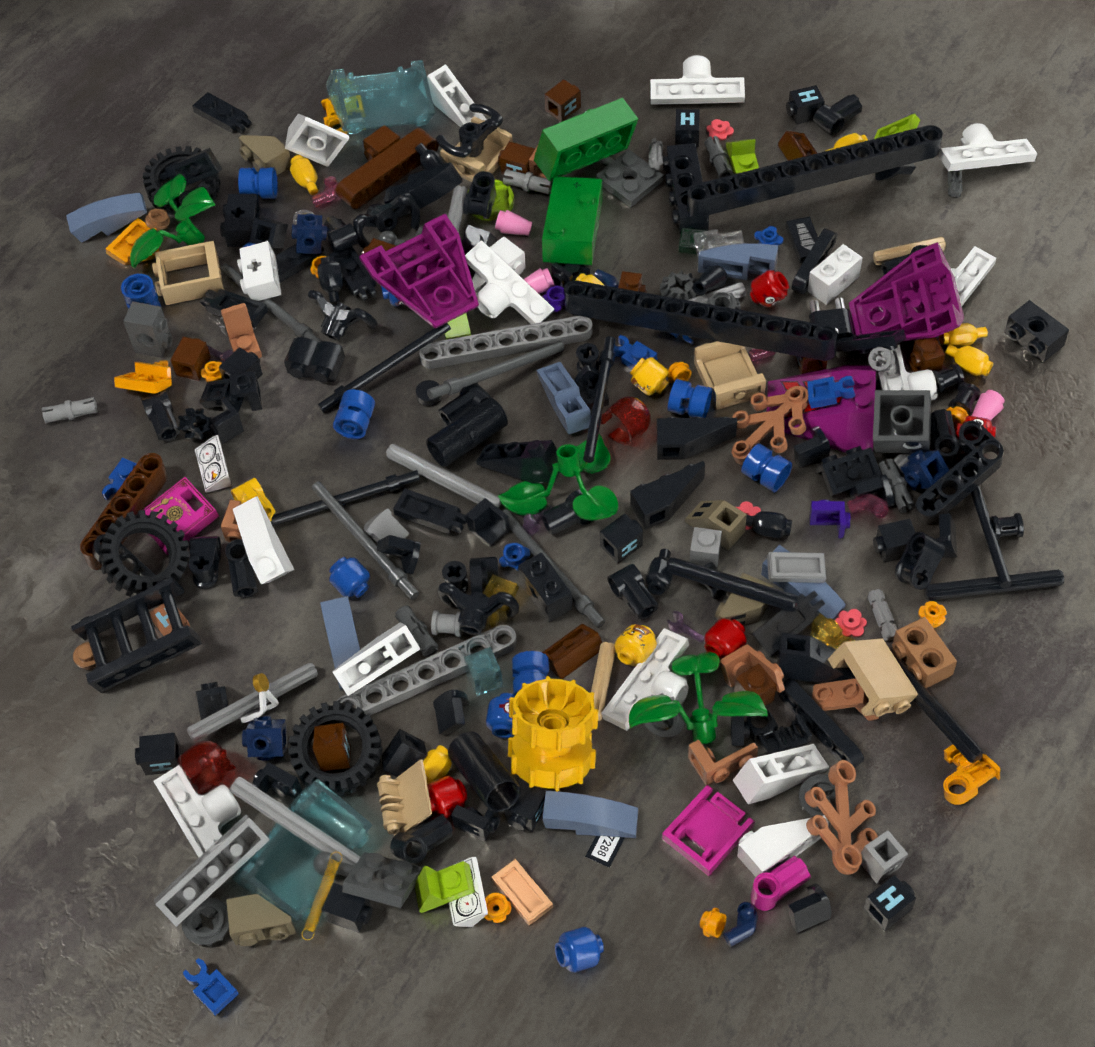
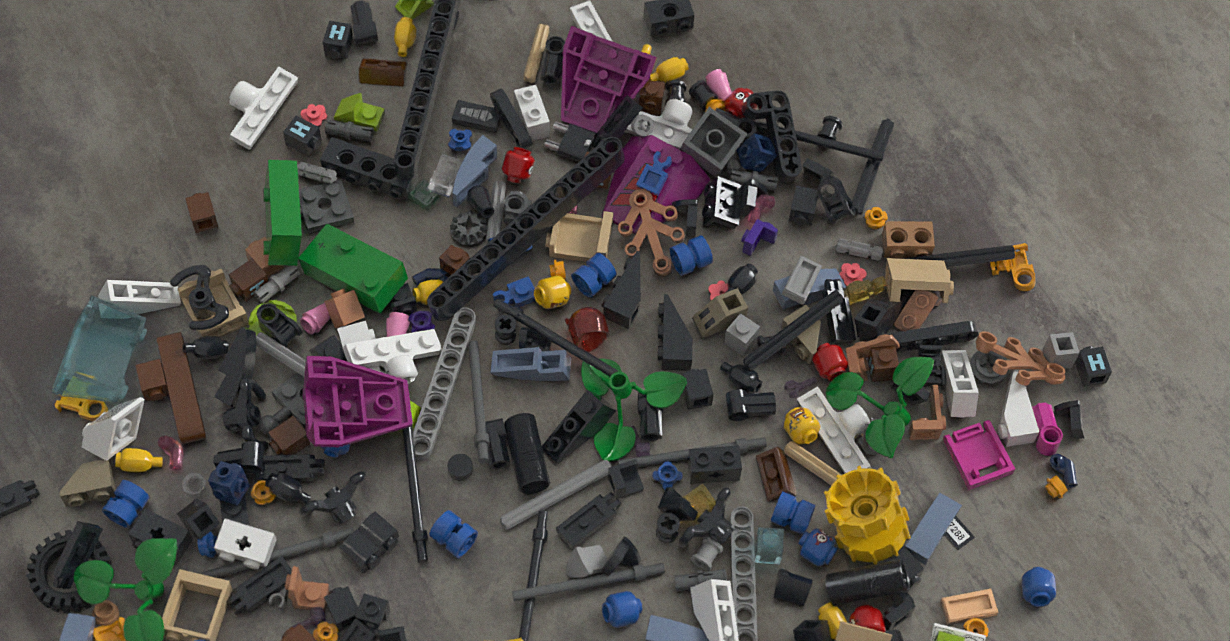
camera: 70 degrees left, 5 degrees up
(528, 232) = (344, 308): none -> nougat brick

